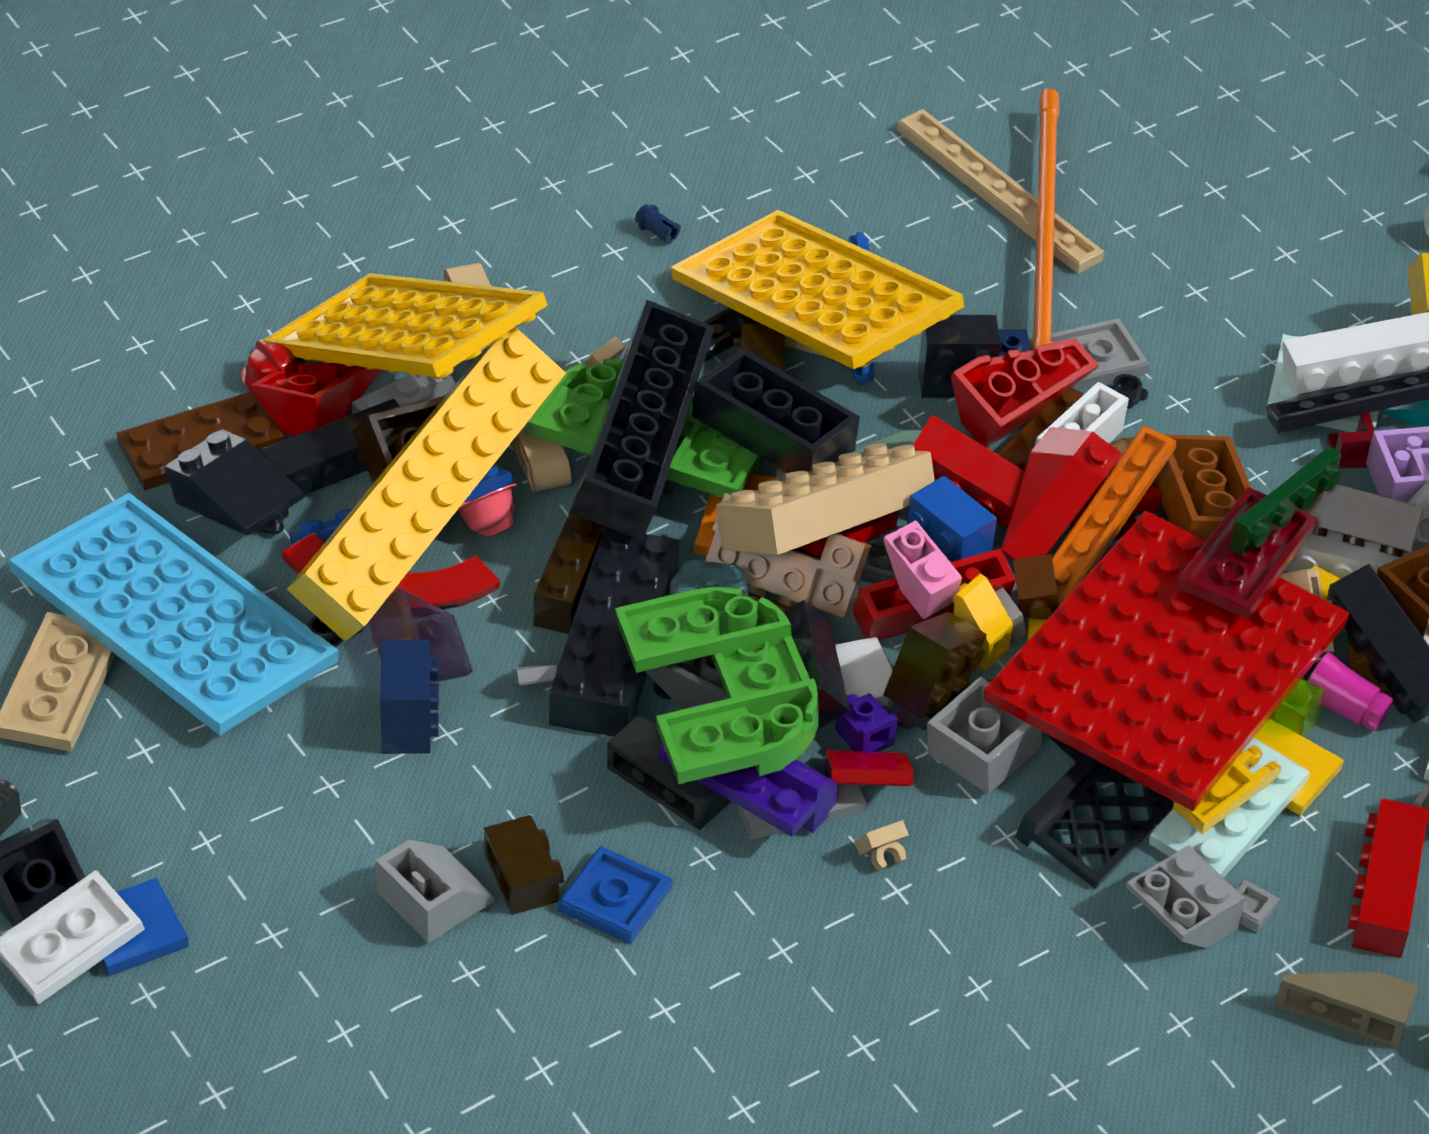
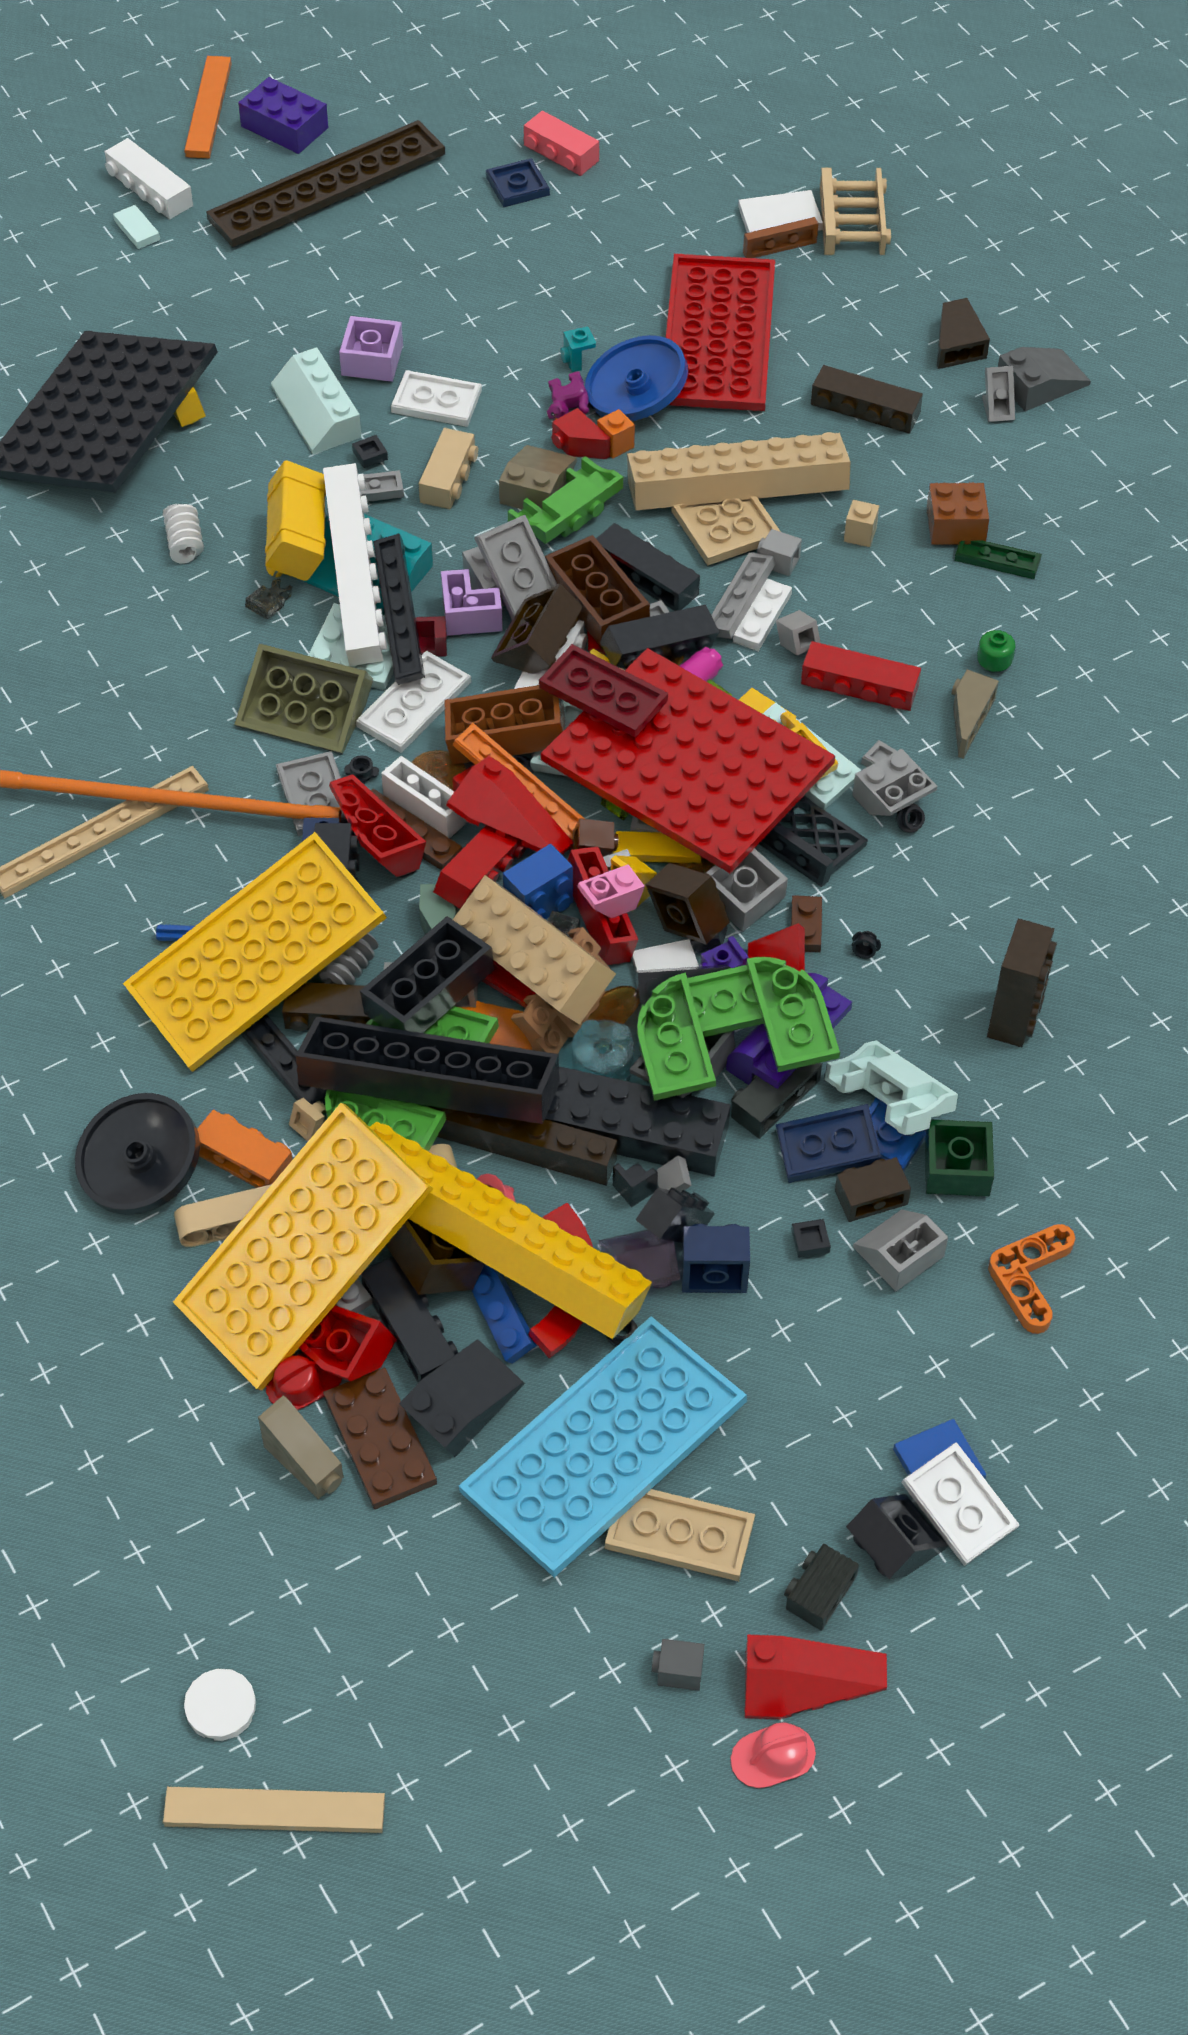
camera: 85 degrees left, 10 degrees up
(180, 363) = (300, 1448): none -> dark tan slope
(400, 1018) = (1019, 1273): none -> orange beam
(450, 804) = (810, 1238): none -> black plate
(465, 662) = (671, 1210): none -> black brick
(526, 638) = (634, 1183): none -> black panel
(548, 228) = (137, 1153): none -> black dish
(564, 946) = (959, 1158): none -> dark green brick
(572, 302) = (242, 1150): none -> orange brick
(592, 824) = (828, 1143): none -> dark blue tile
(650, 218) = (119, 1080): dark blue pin -> none
(668, 882) = (907, 1090): none -> light aqua bracket
(822, 987) = (1022, 983): none -> dark brown brick
(829, 382) = (349, 964): none -> light grey piece
(883, 840) = (839, 960): tan tile -> none
(916, 872) = (865, 944): none -> black plate
(947, 816) = (808, 913): none -> reddish brown plate
(1131, 927) = (916, 818): none -> black plate
(1225, 334) = (303, 698): none -> olive slope
(1253, 435) = (411, 707): none -> white tile
(1286, 500) = (569, 653): dark green plate -> none
(1378, 298) = (268, 601): none -> clear smoke plate

